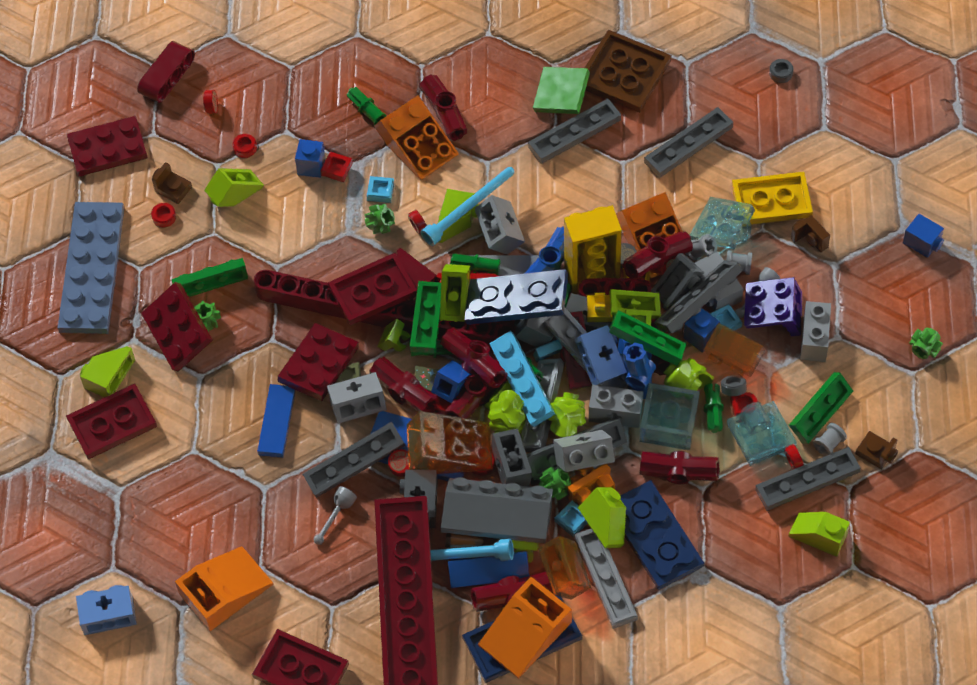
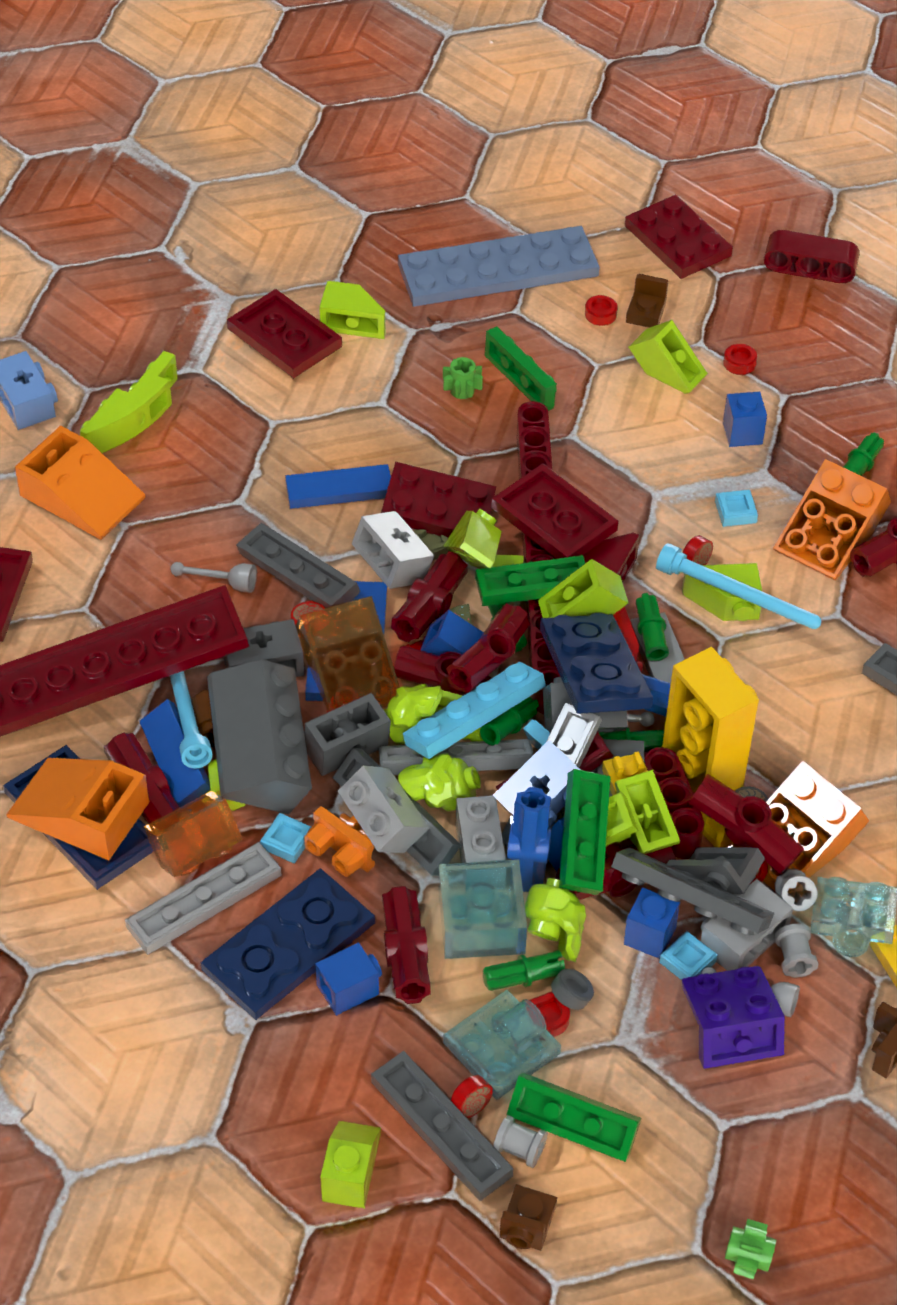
camera: 70 degrees right, 10 degrees down
(153, 534) = (133, 411): none -> lime slope
(176, 326) = (434, 352): dark red plate -> none
(210, 101) = (787, 307): red tile -> none
(336, 166) = (747, 451): red plate -> none
(378, 341) = (475, 539): none -> lime slope
(379, 219) = (690, 515): bright green gear -> none
(499, 224) = (734, 633): light grey brick -> none
(556, 480) = (319, 794): bright green gear -> none
(605, 516) = (289, 867): lime slope -> none
(695, 504) = (348, 978): none -> blue brick
(734, 350) = (630, 973): clear orange brick -> none
(815, 331) = (709, 1079): light grey brick -> none

